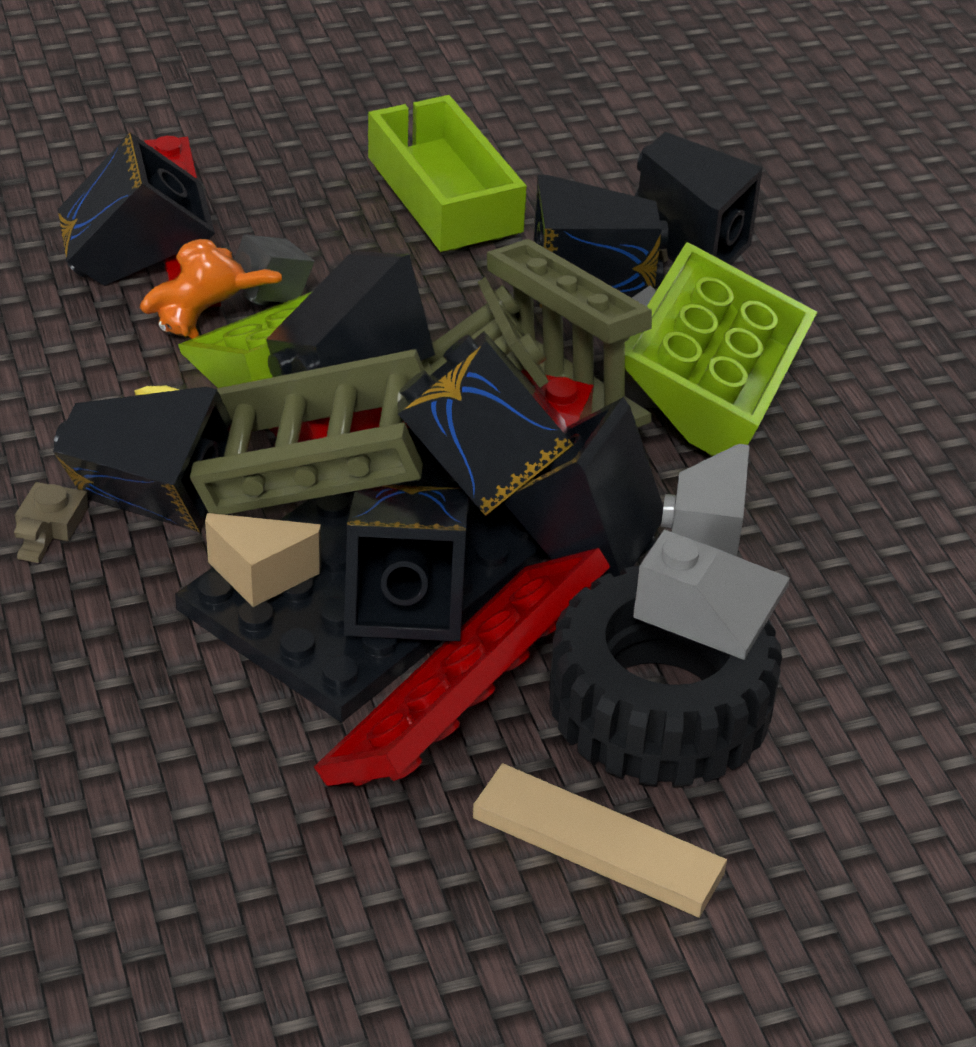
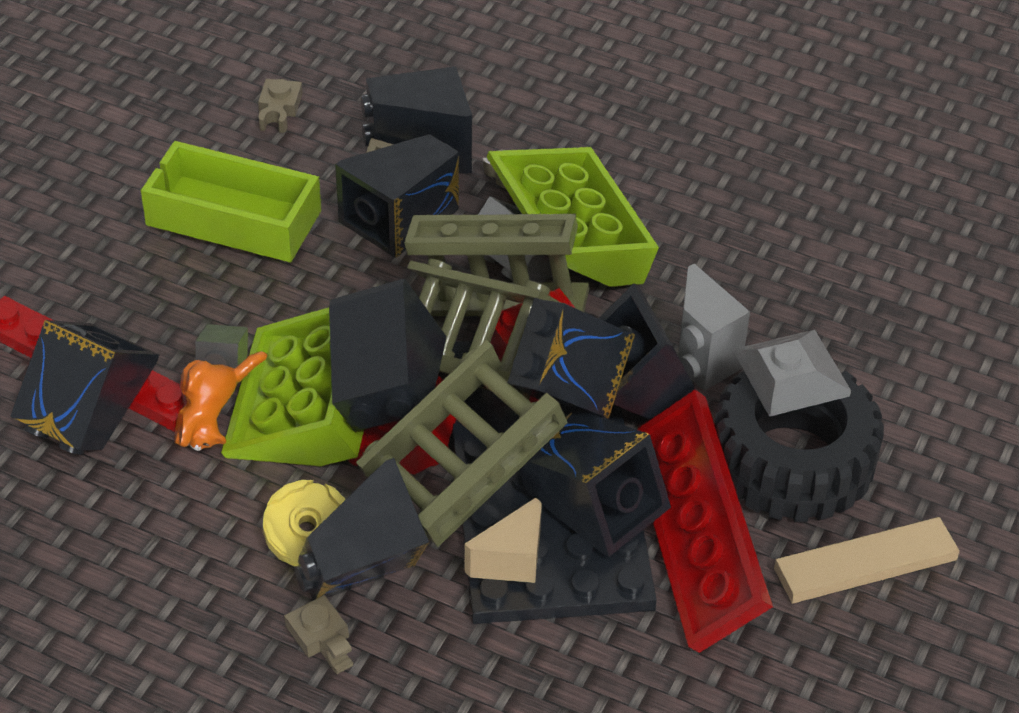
camera: 45 degrees left, 5 degrees up
(612, 136) = (277, 101): none -> dark tan plate

